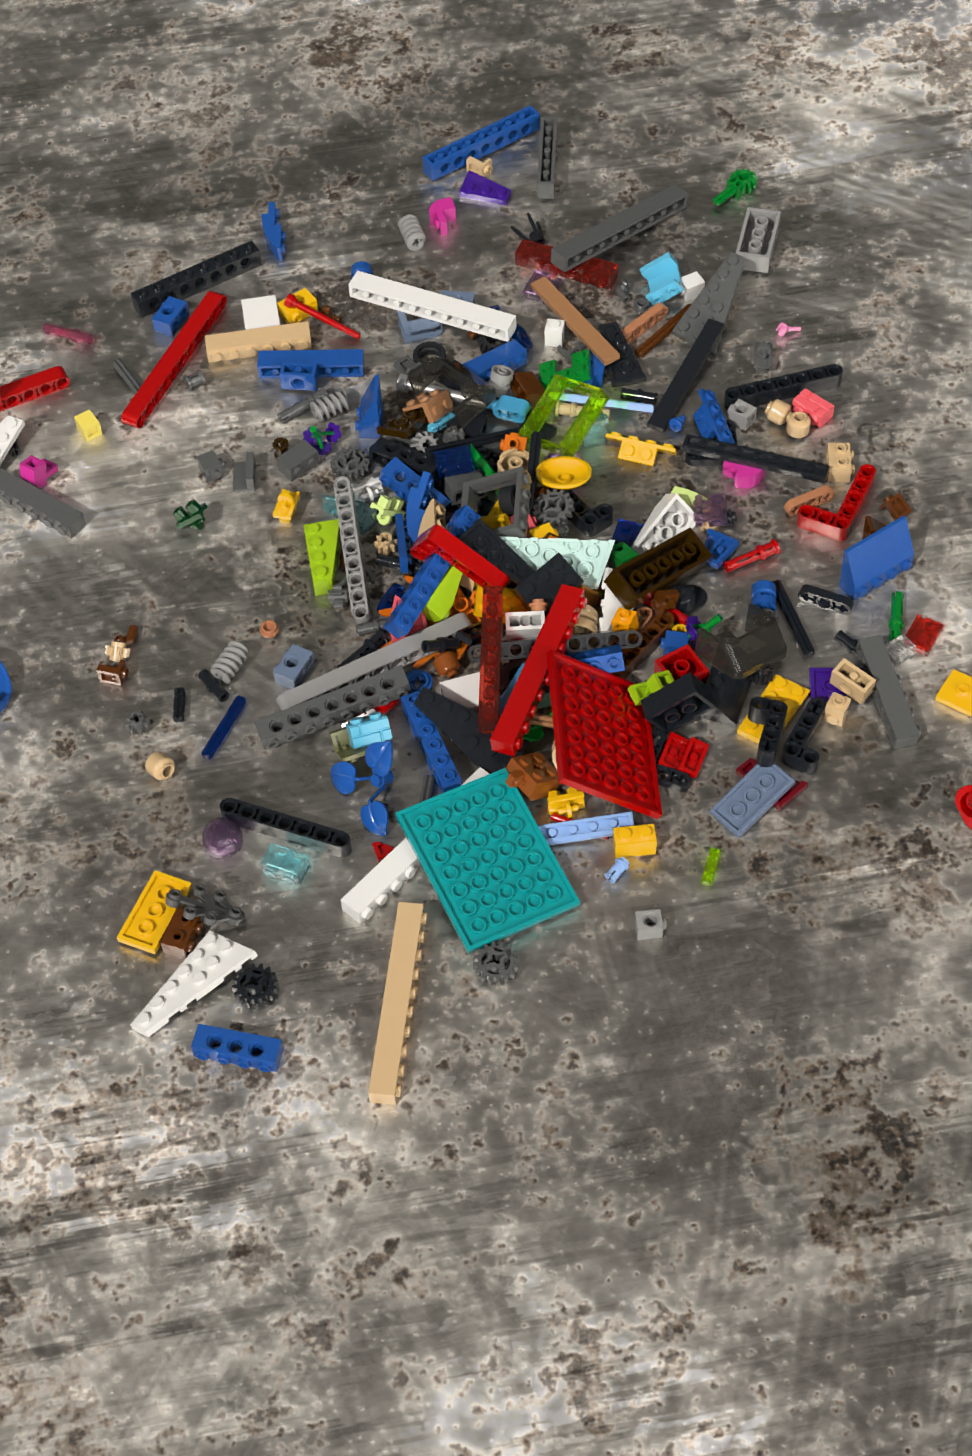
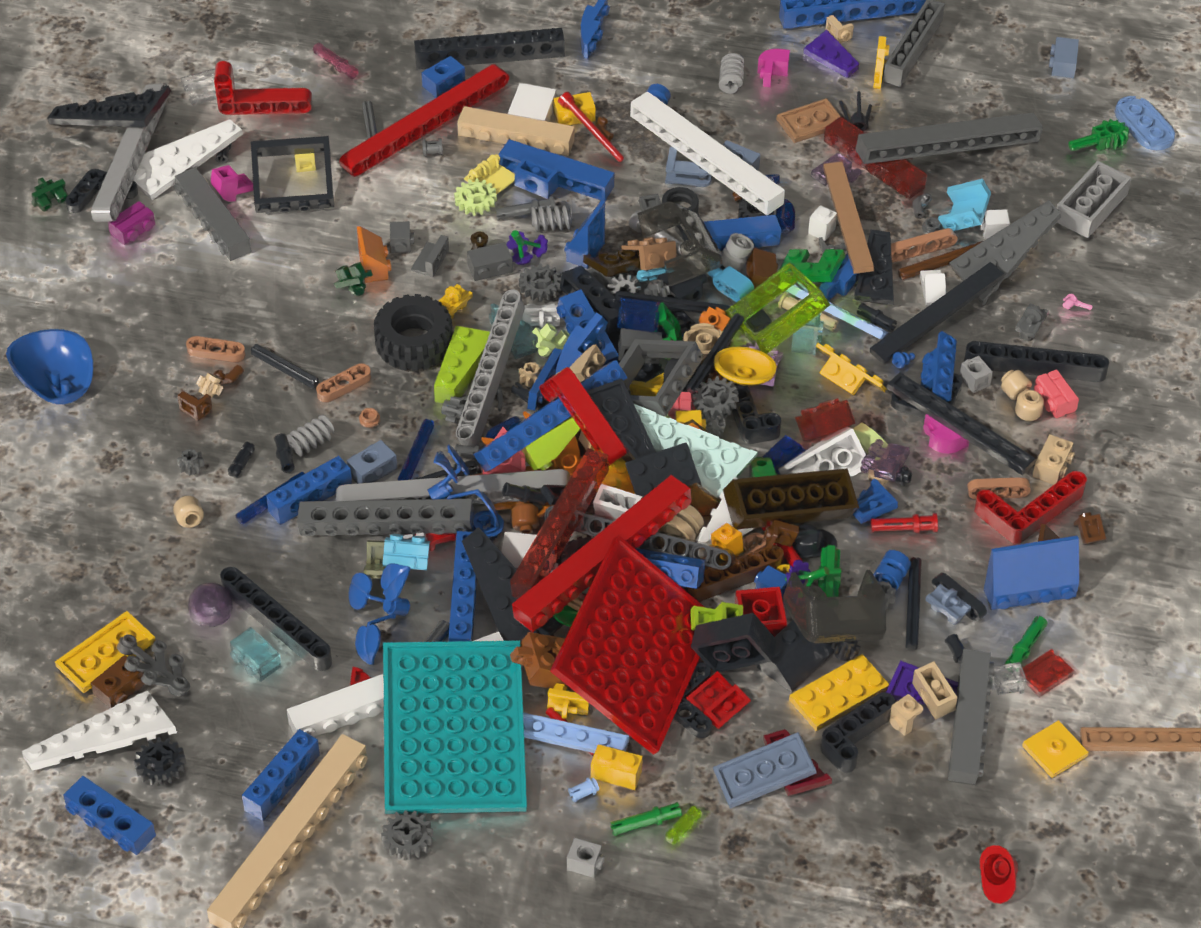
camera: 20 degrees right, 5 degrees down
(78, 420) = (292, 147): none -> black window
(90, 626) = (205, 345): none -> nougat beam
(171, 611) = (285, 366): none -> black axle
(197, 488) = (373, 255): none -> orange slope
(229, 615) = (335, 390): none -> nougat beam
(252, 708) = (313, 486): none -> blue brick
(255, 410) = (477, 197): none -> yellowish green gear
(258, 388) = (492, 173): none -> light yellow hinge
(266, 525) = (412, 313): none -> black tyre
(324, 643) = (416, 450): none -> clear blue axle
(364, 956) = (281, 775): none -> blue brick
(372, 666) = (443, 488): none -> blue plant
(495, 251) = (807, 120): none -> medium nougat tile
(529, 185) = (883, 50): none -> yellow wing
(538, 605) = (638, 488): nougat plate -> none
(647, 494) = (824, 419): none -> clear red brick
(669, 354) = (932, 285): none -> white slope
(672, 130) = (1064, 57): none -> sand blue brick
(686, 868) = (644, 819): none -> green pin
(710, 609) = (831, 559): none -> green piece
(764, 164) = (1145, 123): none -> medium blue tile
(773, 716) = (826, 699): black beam -> none
(821, 608) = (948, 603): none -> sand blue hips

